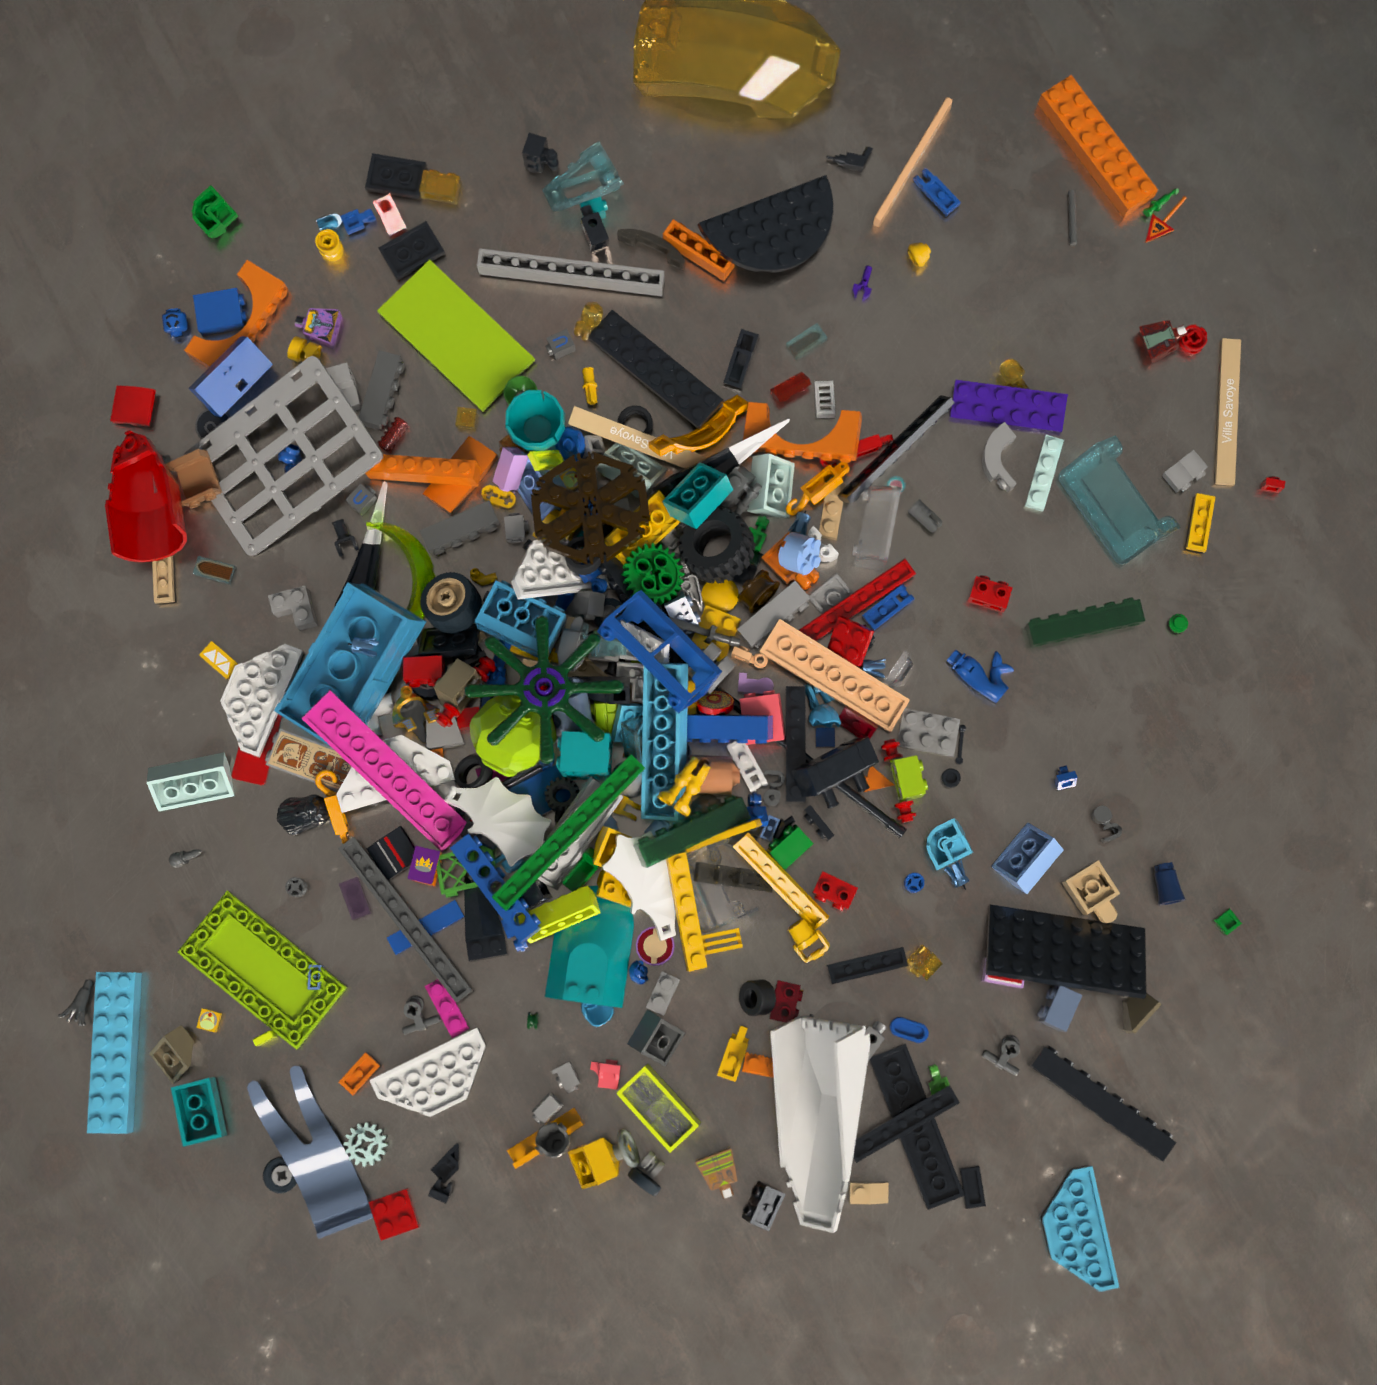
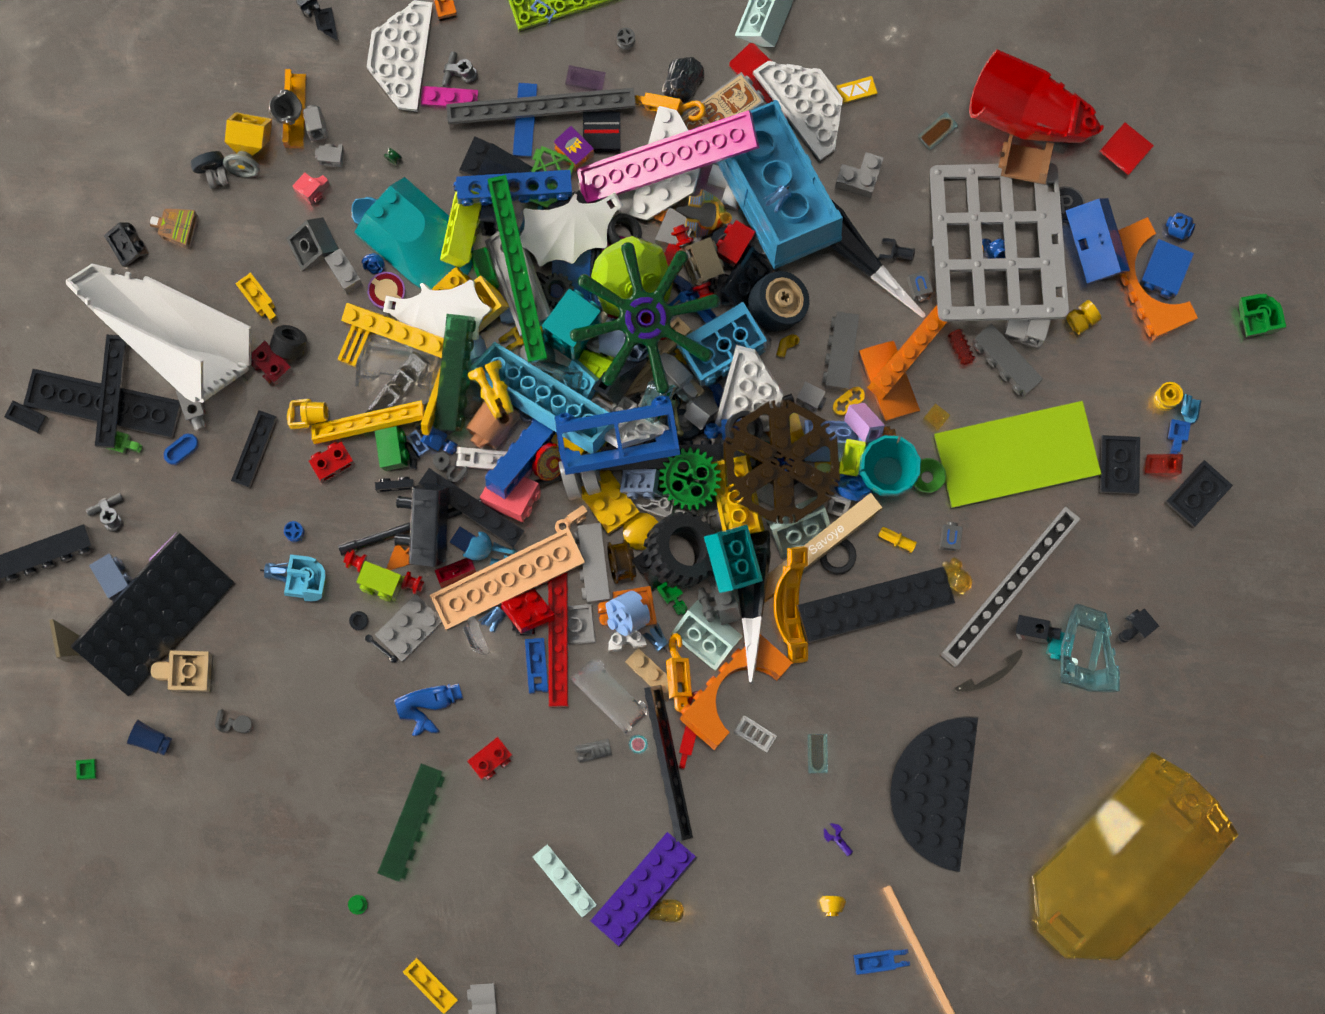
camera: 120 degrees right, 0 degrees up
(163, 580) = (954, 84): tan plate -> none
(320, 326) = (1098, 345): torso -> none
(418, 559) = (839, 299): clear neon green windscreen -> none
(440, 186) = (1163, 526): clear yellow brick -> none
(658, 1108) = (256, 210): clear brick -> none
(697, 249) = (972, 705): orange brick -> none
(709, 633) = (635, 471): dark grey sword -> none
(741, 358) = (838, 685): black slope -> none
(753, 685) = (544, 507): lavender leg -> none
(758, 1065) = (237, 307): orange brick -> none
(790, 387) = (784, 710): clear red plate -> none
(851, 160) = (959, 905): black piece -> none
(867, 1192) = (78, 331): tan slope -> none
(924, 963) = (224, 494): clear yellow brick -> none
(991, 457) = (611, 845): light grey arch -> none
(1027, 857) = (250, 637): light blue slope -> none
(1065, 778) = (292, 714): blue tile -> none
(1113, 503) = (496, 922): clear light blue windscreen -> none

